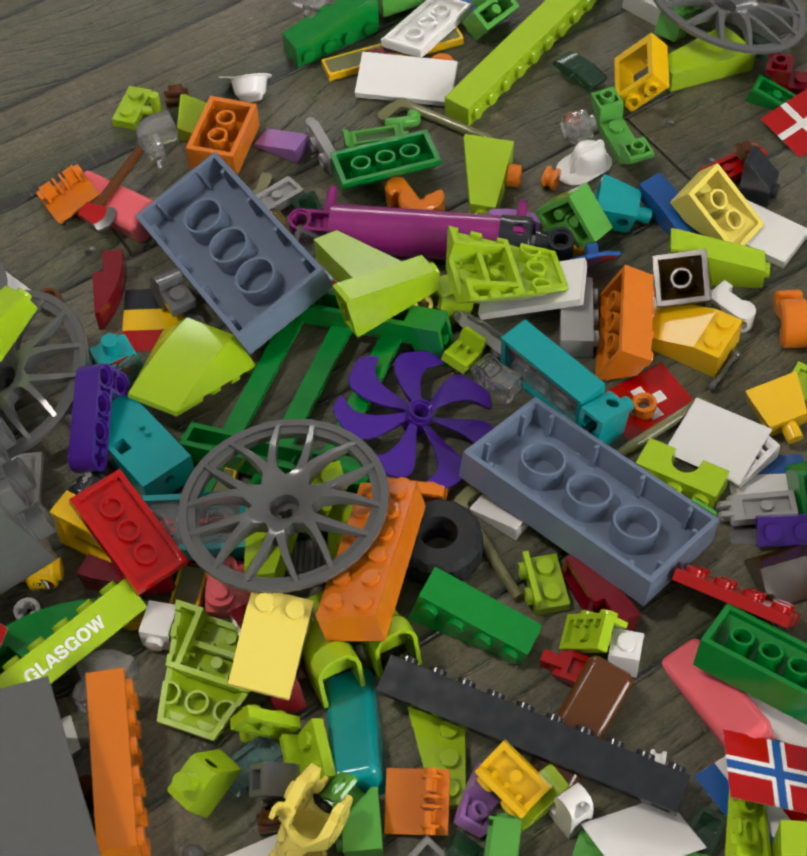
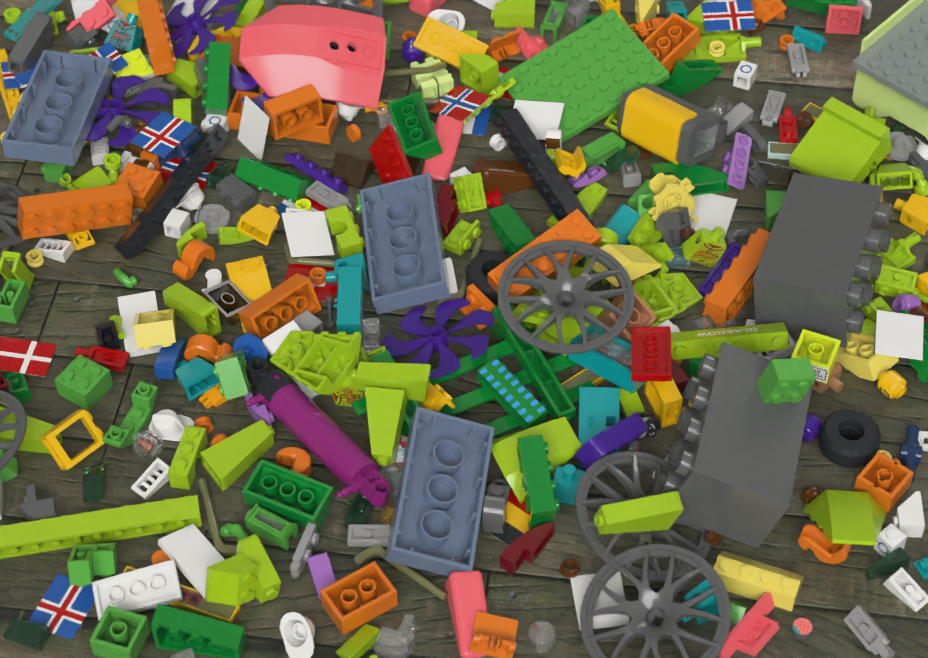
camera: 140 degrees left, 5 degrees down
(20, 218) = (541, 637): none -> clear head
(97, 212) = (491, 603): piece -> none
(140, 318) = (537, 480): none -> green wedge
(162, 808) = (716, 273): none -> dark purple plate
(201, 593) = (641, 316): none -> nougat slope
(256, 404) = (511, 394): none -> green brick
(339, 94) = (267, 579): none -> lime slope
(341, 344) = (436, 398): none -> yellow bracket
(342, 66) = (231, 581): none -> lime slope
(417, 801) = (613, 189): orange hinge -> none
(534, 147) = (182, 468): none -> lime arch
(537, 115) = (152, 470): none -> white slope
(594, 19) = (37, 509): none -> dark grey brick
(639, 235) = (206, 347): none -> orange animal
(712, 130) = (83, 382): none -> bright green brick
(744, 149) = (90, 346): reddish brown plate -> none
(771, 483) = (303, 203): none -> neon yellow bush
(775, 206) = (118, 320): none -> lime bar

